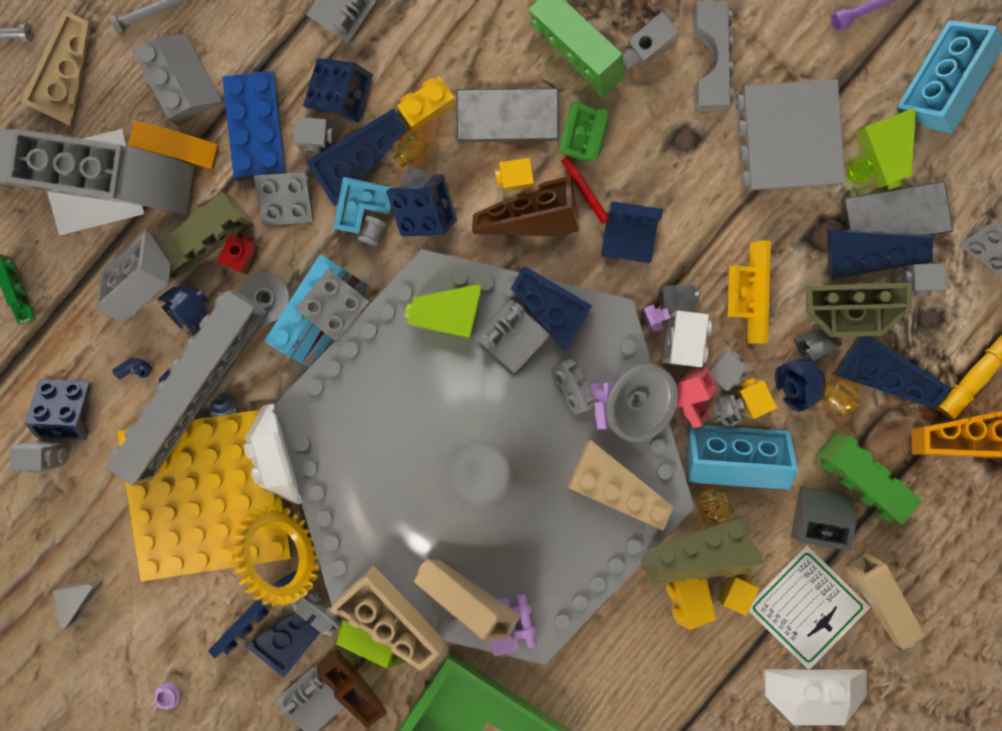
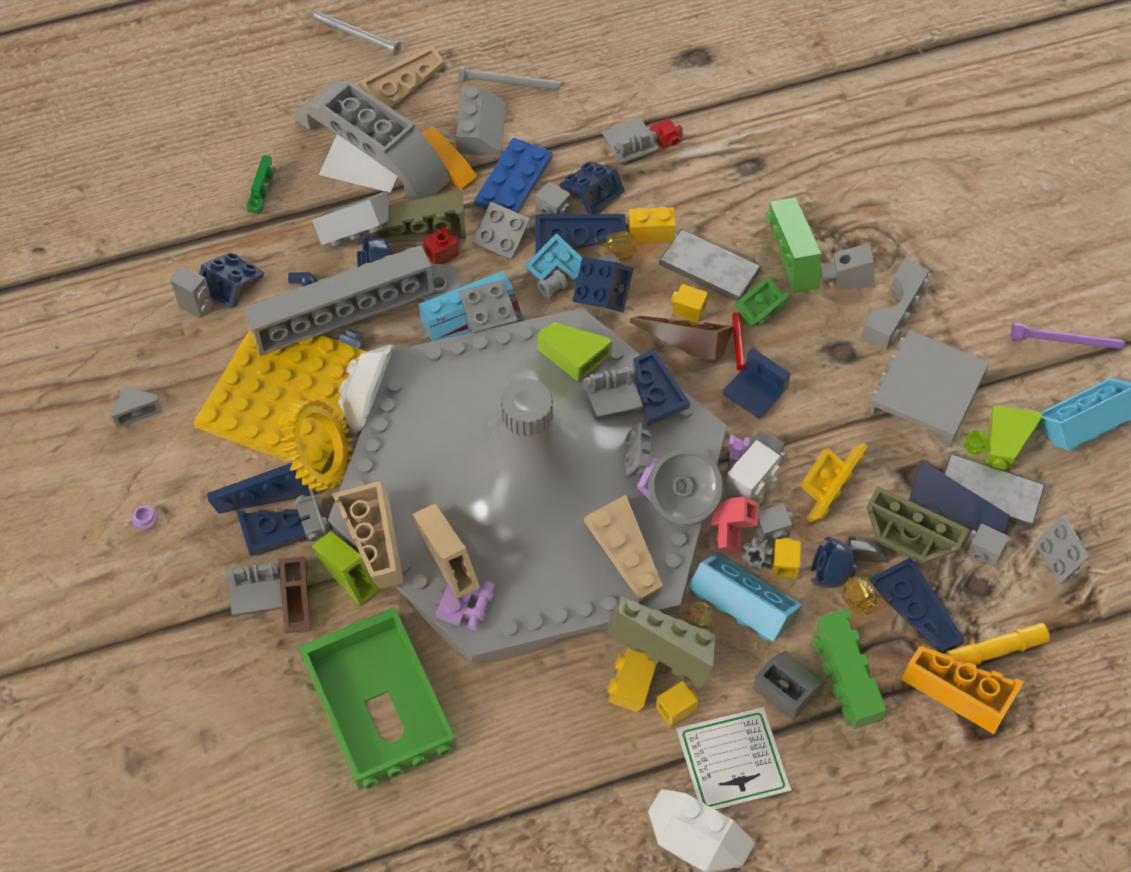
camera: 30 degrees right, 30 degrees down
(886, 600) = (807, 780): tan slope -> none

